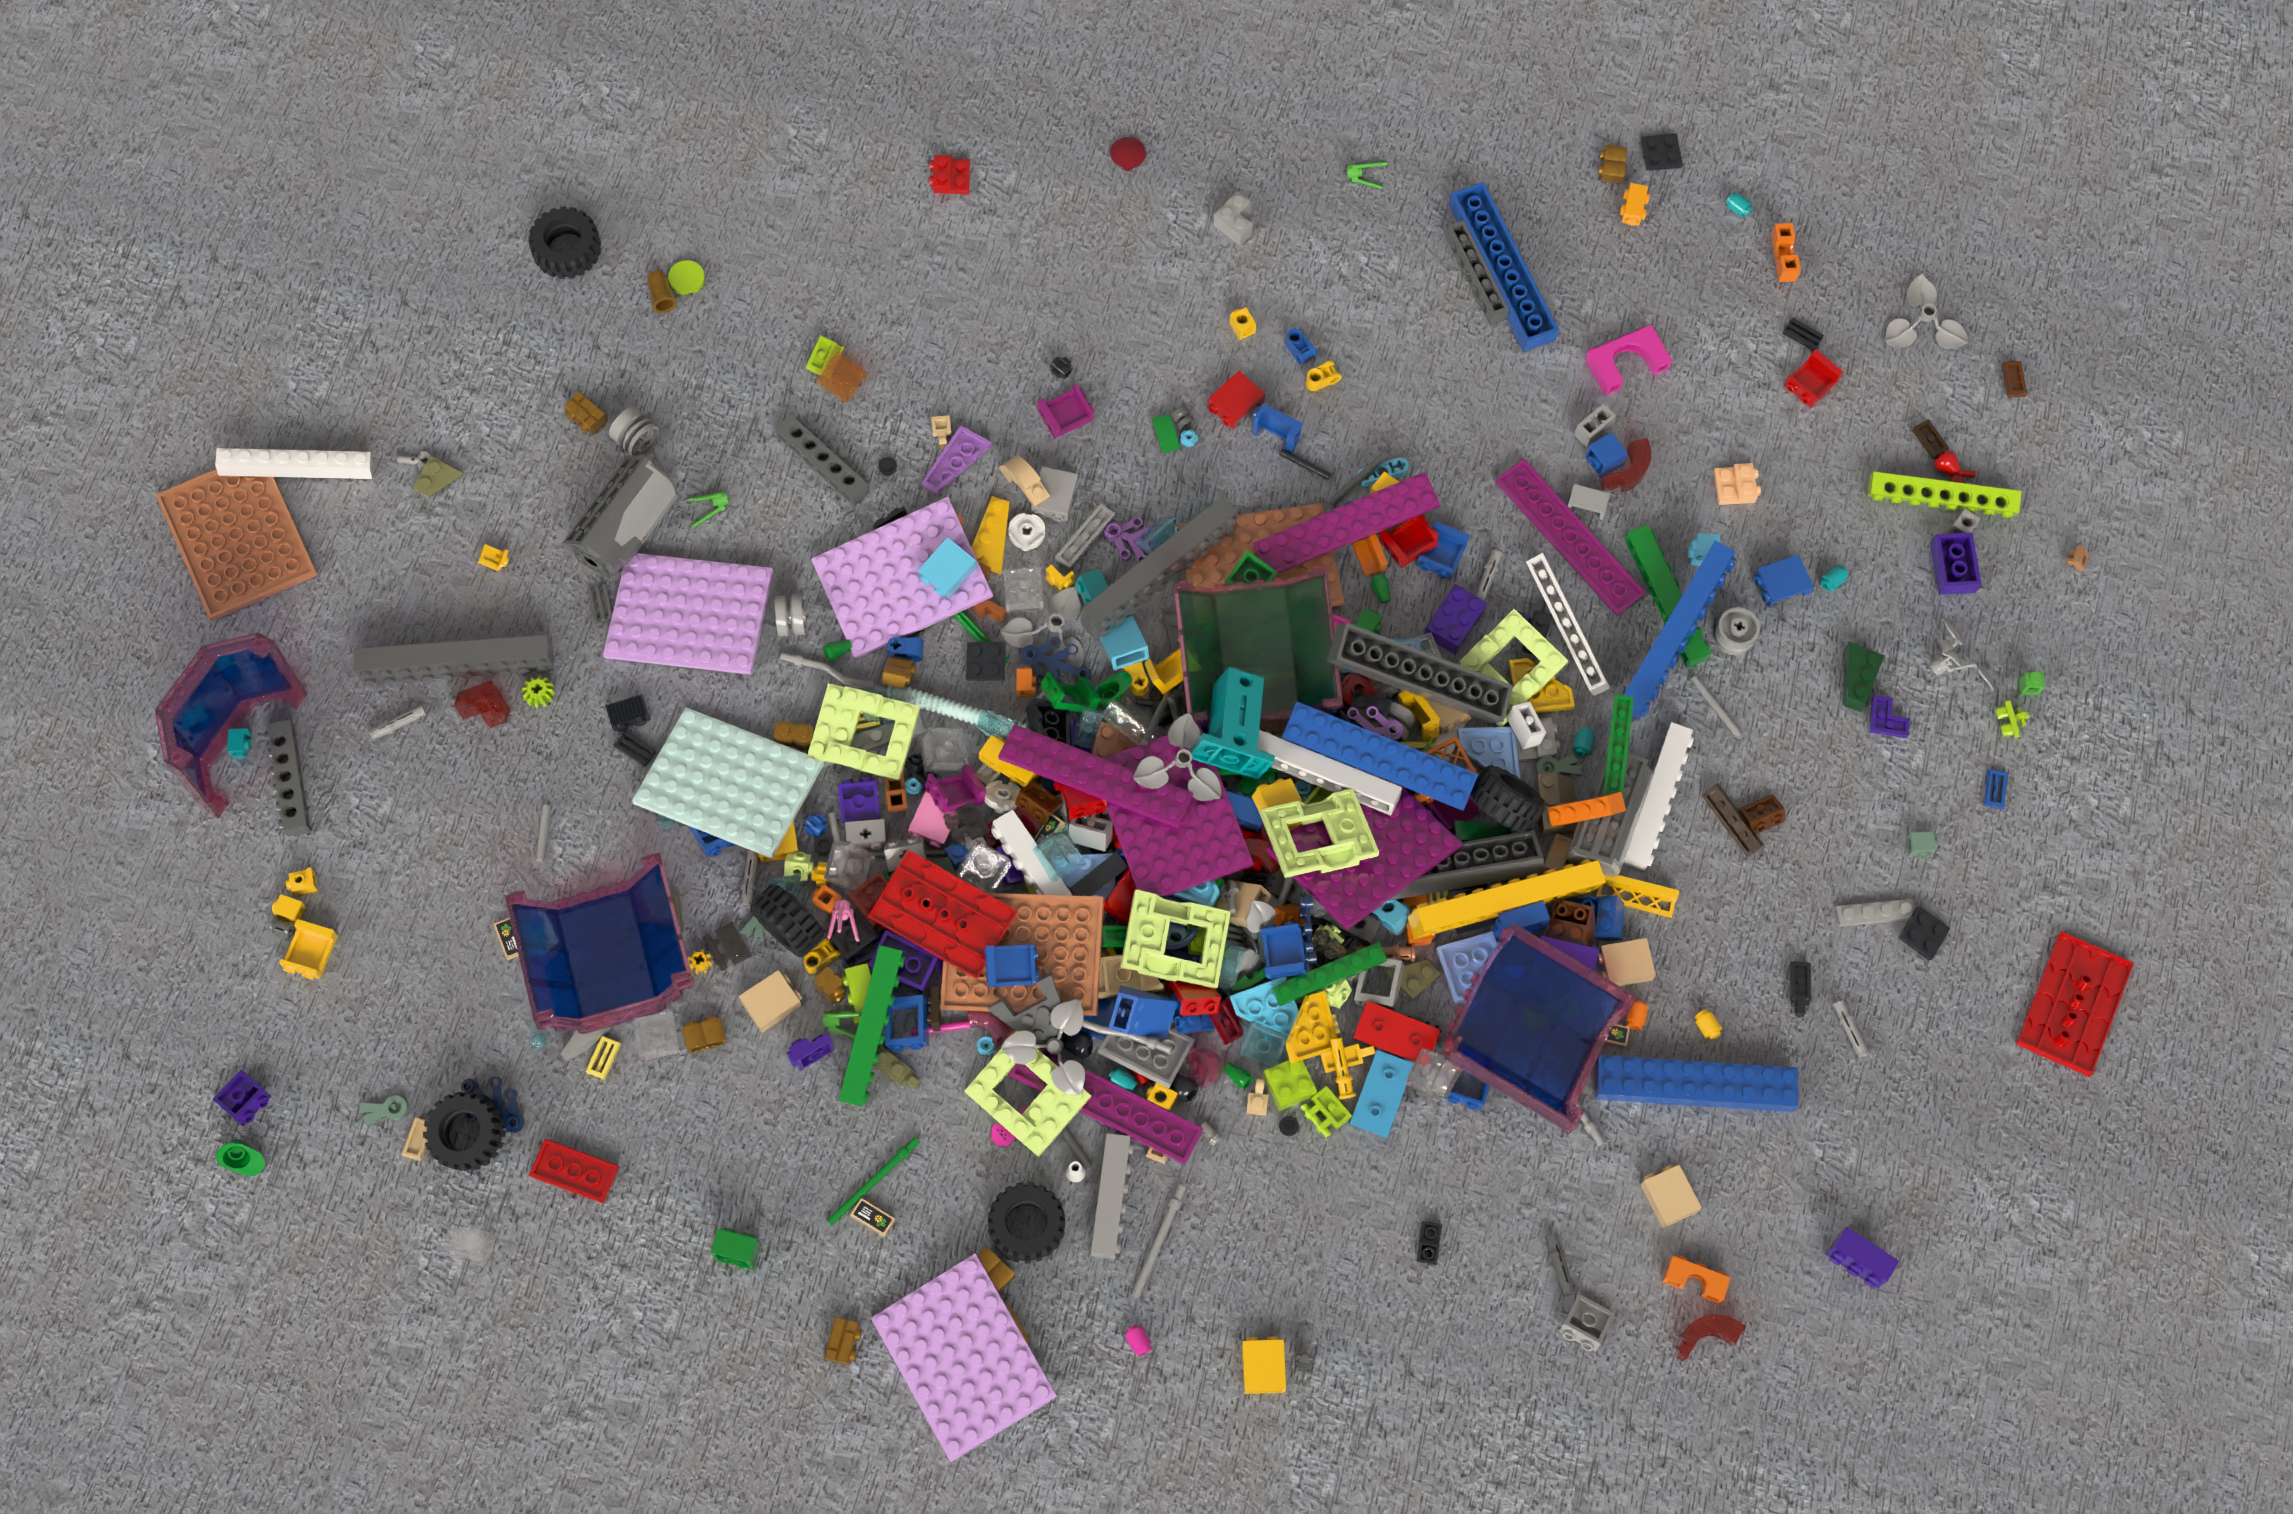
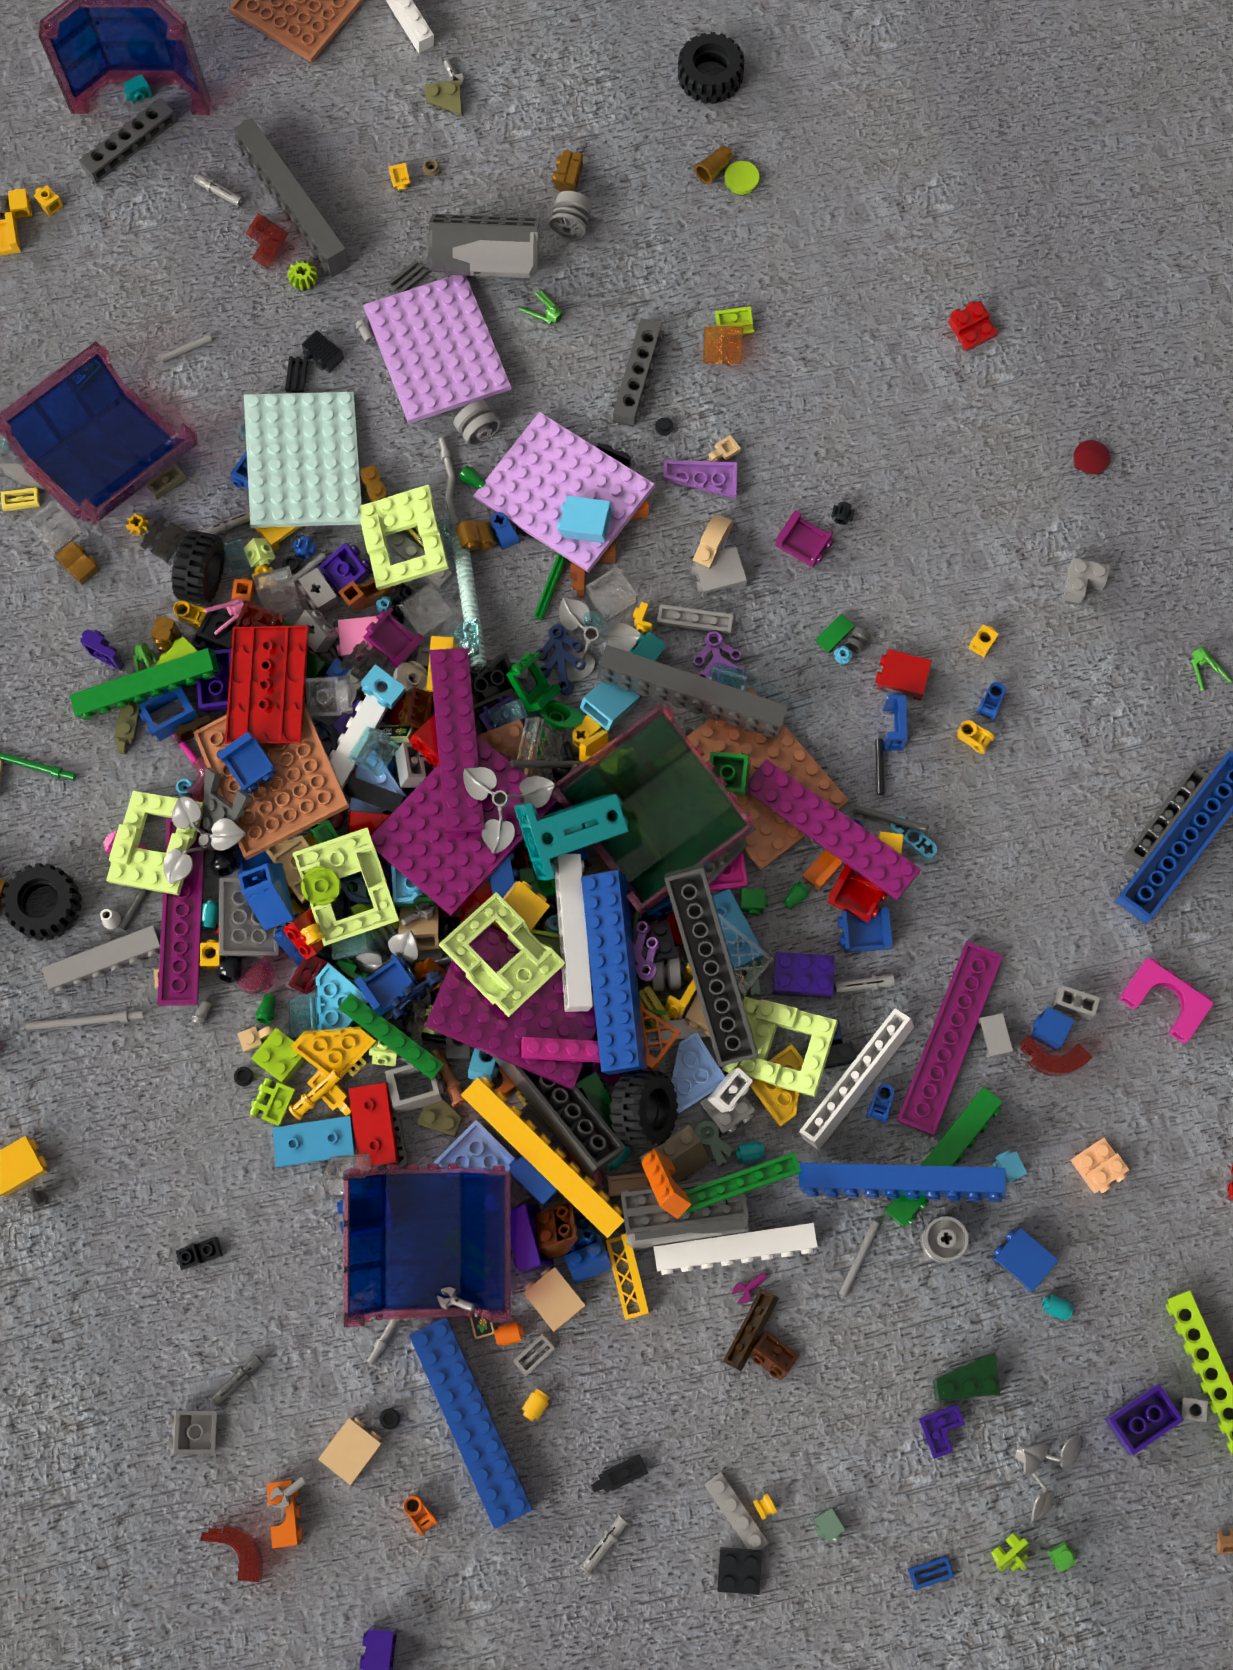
camera: 65 degrees right, 5 degrees up
(498, 523) = (431, 163): none -> dark tan plate
(630, 666) = (363, 327): none -> light grey pin
(770, 1000) = (132, 597): tan brick -> none
(985, 661) = (529, 600): black plate -> none
(991, 536) = (642, 545): yellow wing -> none
(1013, 806) = (377, 677): none -> medium azure brick
(1025, 683) = (529, 642): orange brick -> none
(1027, 521) = (675, 578): white plate -> none
(1032, 623) = (596, 619): none -> clear light blue plate
(1152, 1042) = (248, 918): light grey bar -> none
(1165, 957) = (321, 886): none -> lime tile
(1204, 988) = (312, 934): none -> yellow wheel
(1425, 833) = (560, 1049): none -> dark pink plate
(1587, 1041) = (453, 1300): none -> light grey bar
(1599, 621) = (880, 1105): none -> blue piece
(1658, 1151) = (390, 1418): none -> black plate
(1675, 1019) = (540, 1360): none -> light grey tile
(1682, 1263) = (287, 1492): none -> light grey bar
(1696, 807) = (749, 1287): none -> magenta bar
(1755, 1164) = (420, 1516): none -> orange piece
(1882, 886) = (765, 1506): none -> yellow wheel

